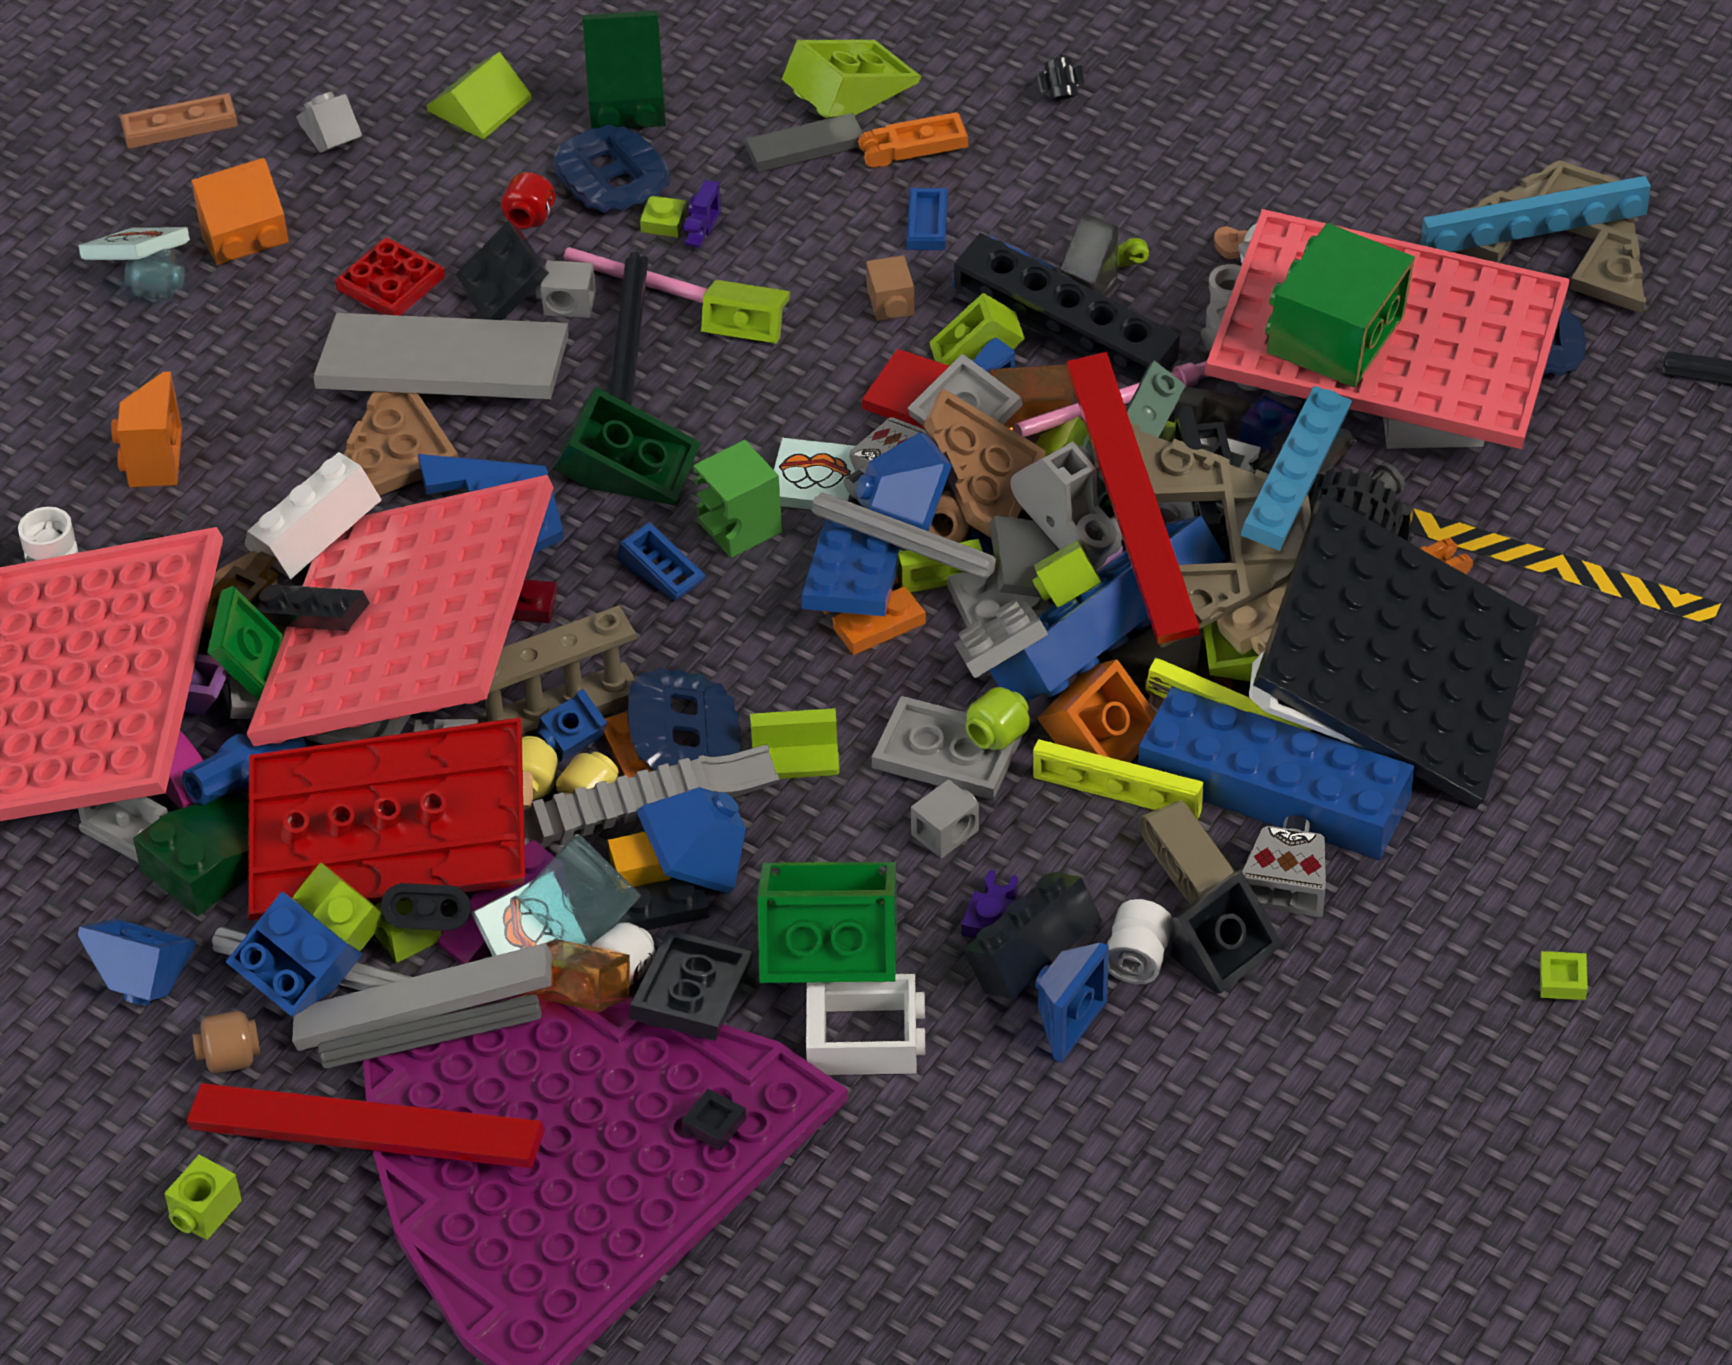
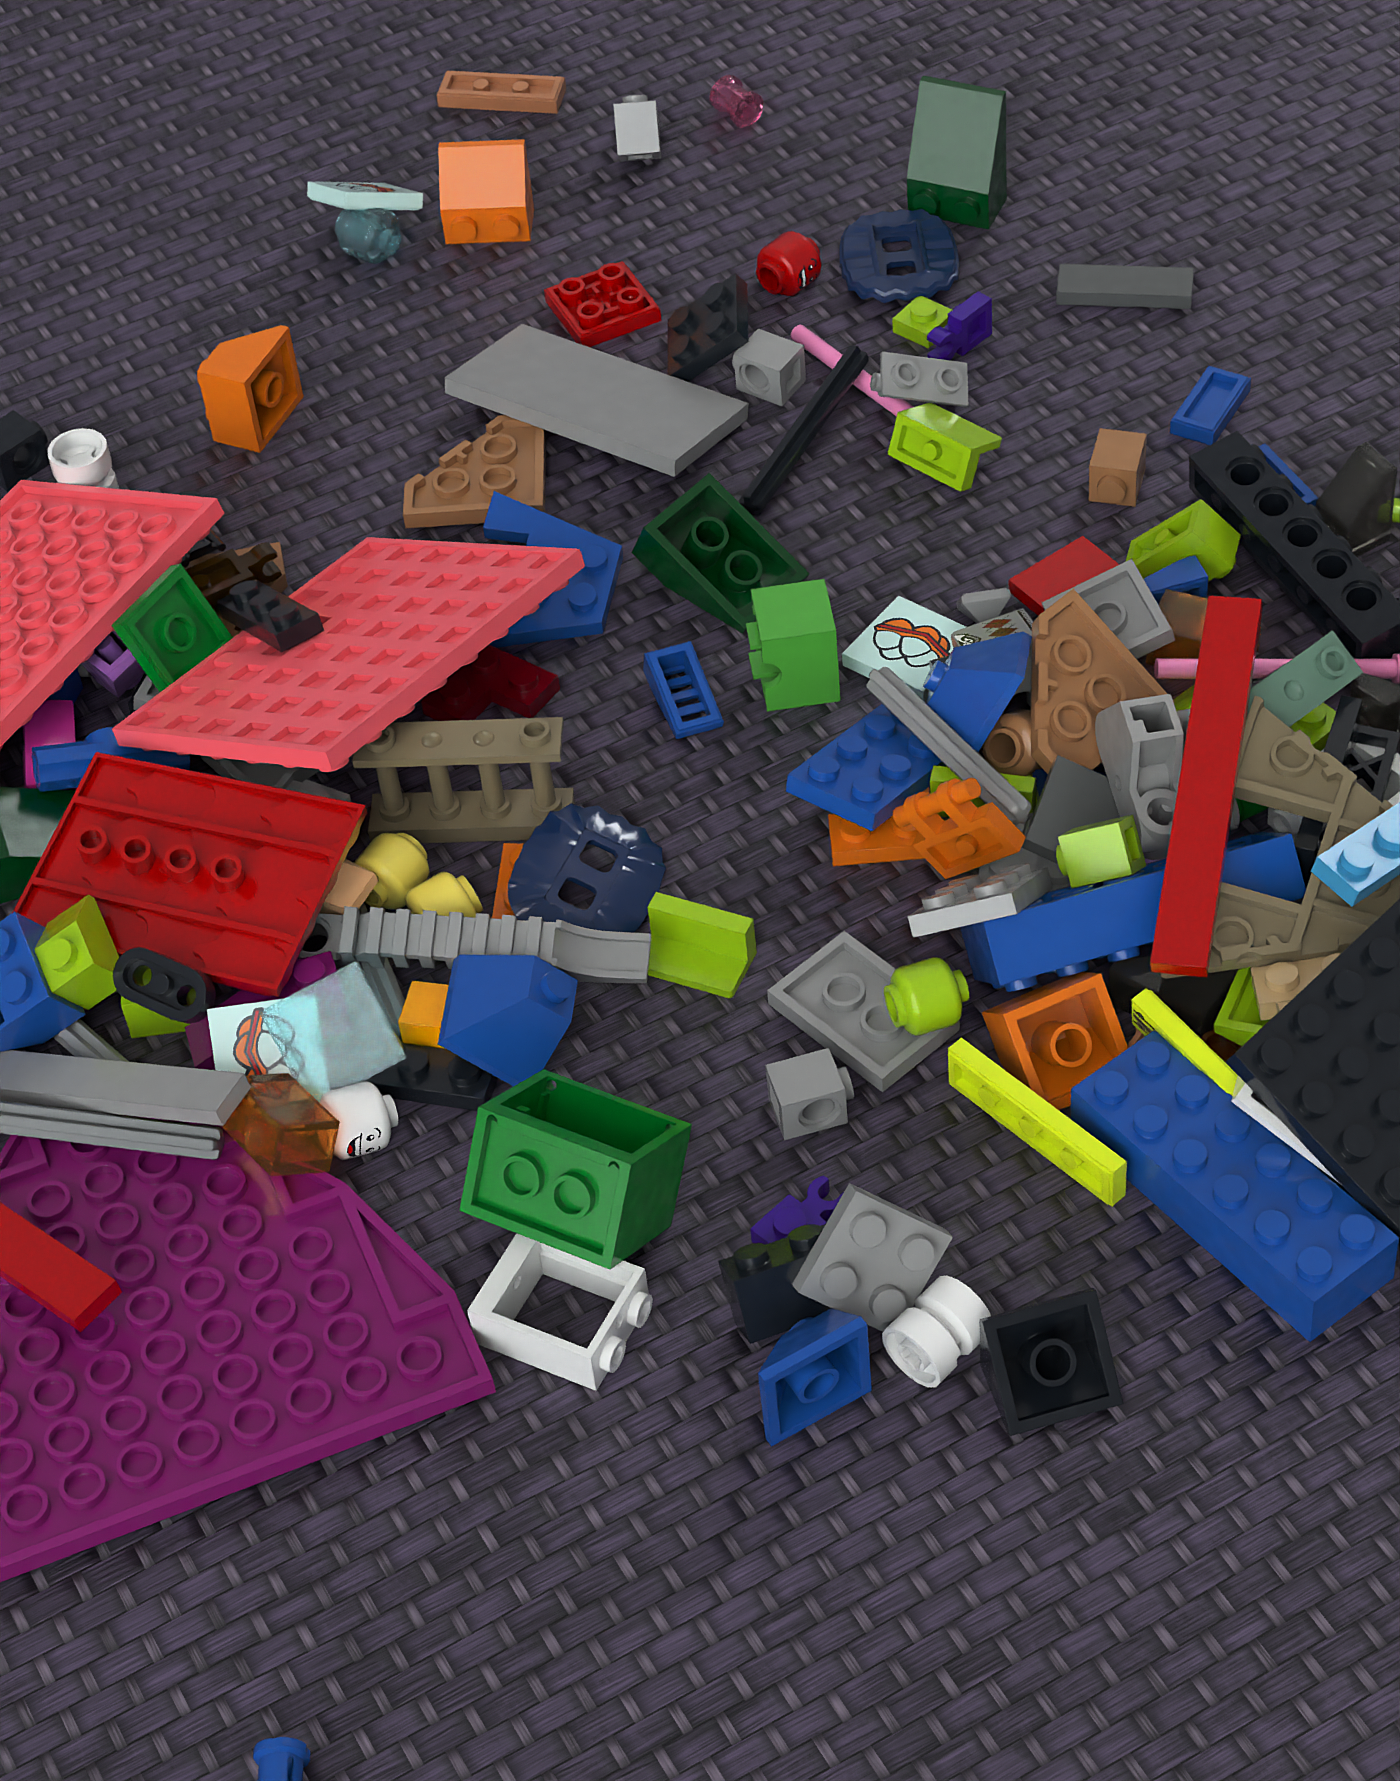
camera: 30 degrees right, 0 degrees up
(313, 515) = (343, 520): white slope -> none
(394, 74) = (731, 97): none -> clear pink bush
(482, 97) = (812, 147): lime slope -> none
(587, 719) = (478, 848): blue brick -> none
(691, 985) = (390, 1185): black plate -> none
(701, 264) = (921, 379): none -> light grey hinge
(714, 1119) = (318, 1355): black tile -> none
(846, 75) = (1210, 225): lime slope -> none
(853, 426) = (983, 604): none -> light grey slope
(913, 139) = (1244, 314): orange hinge -> none
(956, 600) = (966, 839): none -> orange plate
(1073, 905) = (871, 1258): none -> light grey plate
(1184, 850) = (1065, 1235): dark tan beam -> none
(1288, 868) = (1175, 1309): light grey torso -> none

